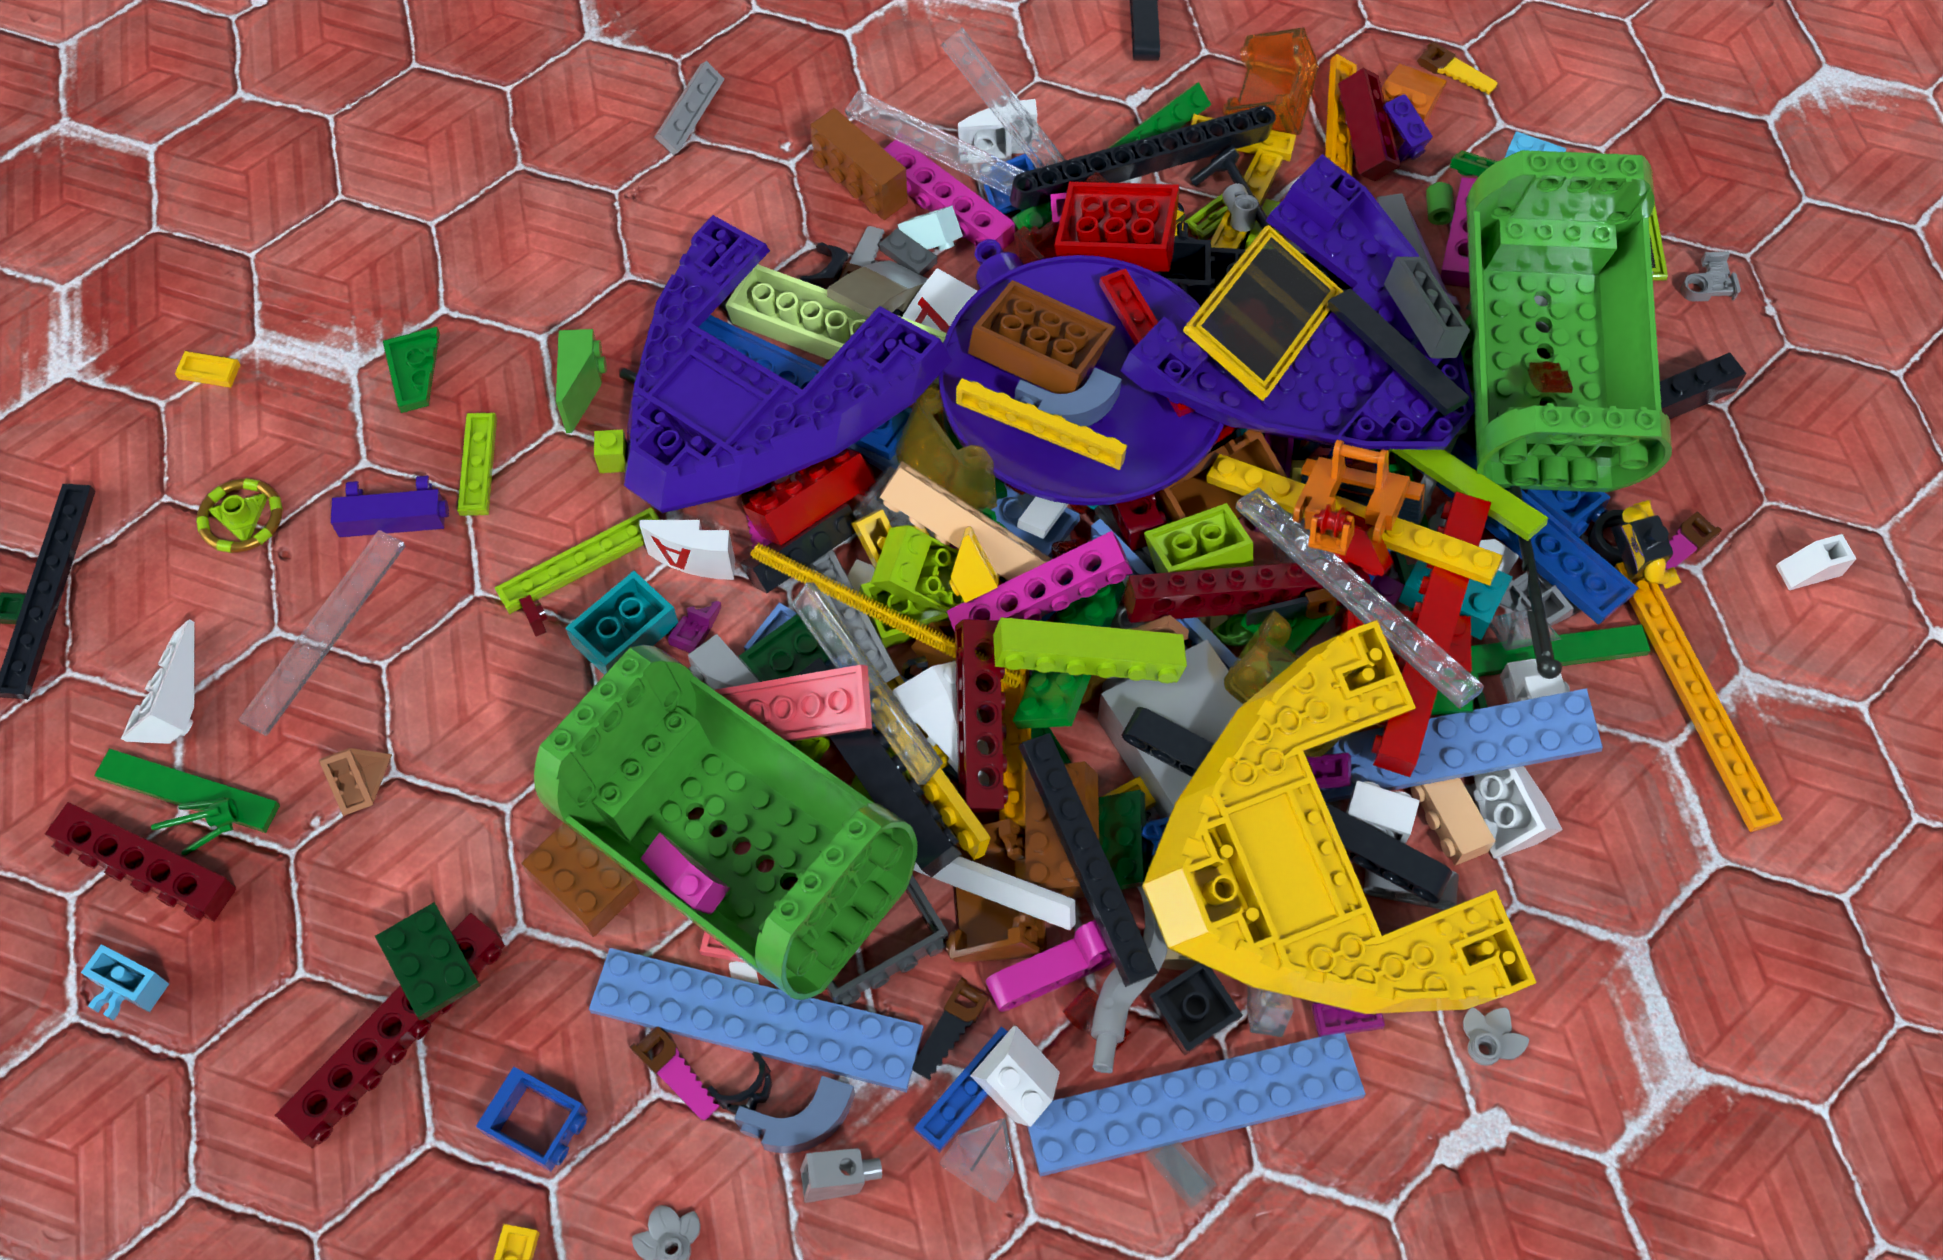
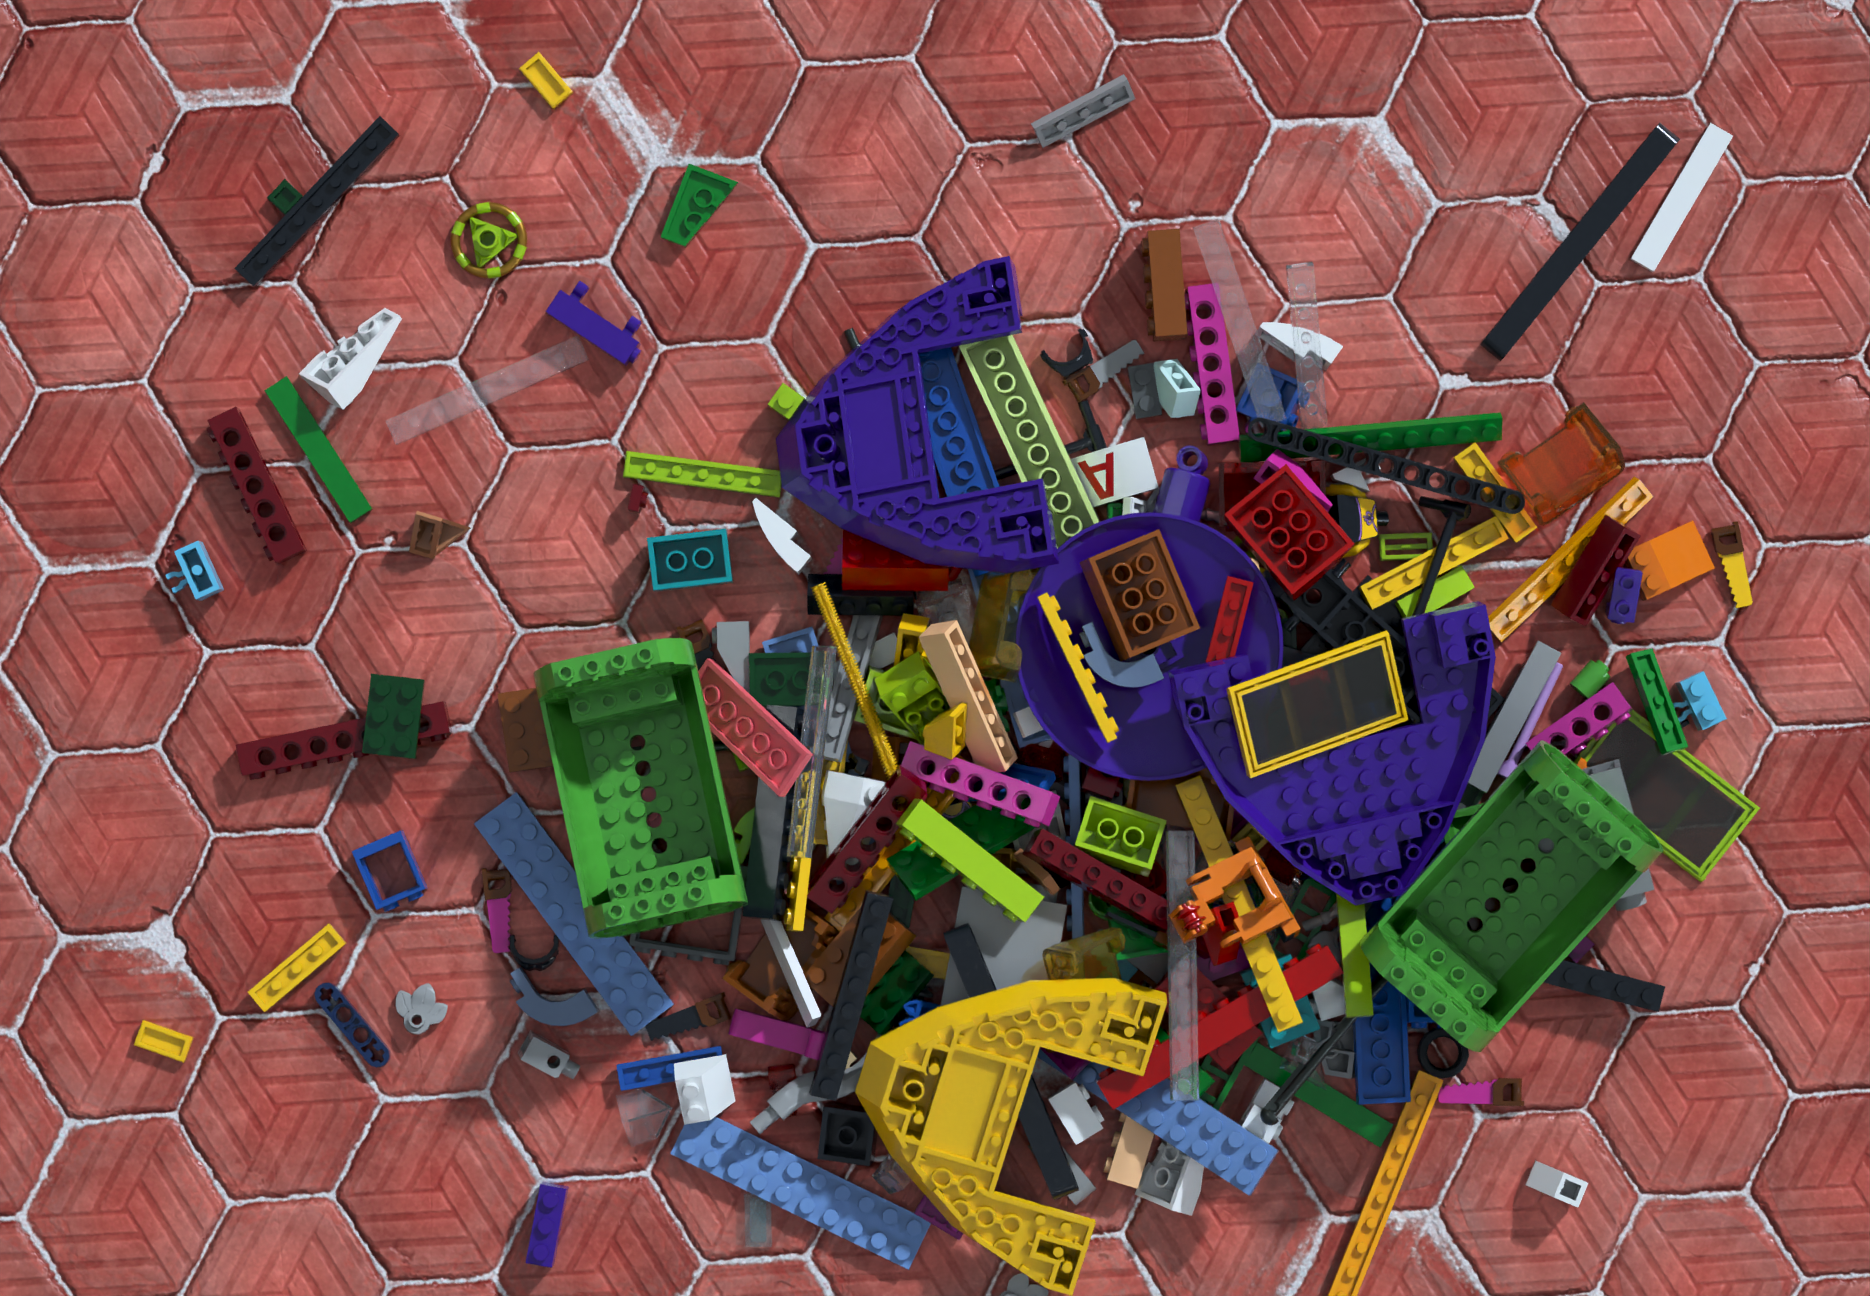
camera: 40 degrees right, 25 degrees up
(218, 813) = (327, 494): green plant -> none
(477, 464) = (686, 329): lime tile -> none
(578, 374) = (809, 316): bright green slope -> none
(684, 875) = (589, 796): dark pink slope -> none
(694, 627) = (741, 595): magenta slope -> none
(877, 285) = (1087, 421): dark tan slope -> none
(1241, 207) = (1421, 560): light grey piece -> none
(1398, 352) = (1384, 810): black tile -> none
(1426, 307) = (1436, 795): dark grey brick -> none
(1549, 378) = (1480, 915): clear red slope -> none
(1645, 545) = (1438, 1078): torso -> none
(1714, 281) = (1738, 915): light grey piece -> none

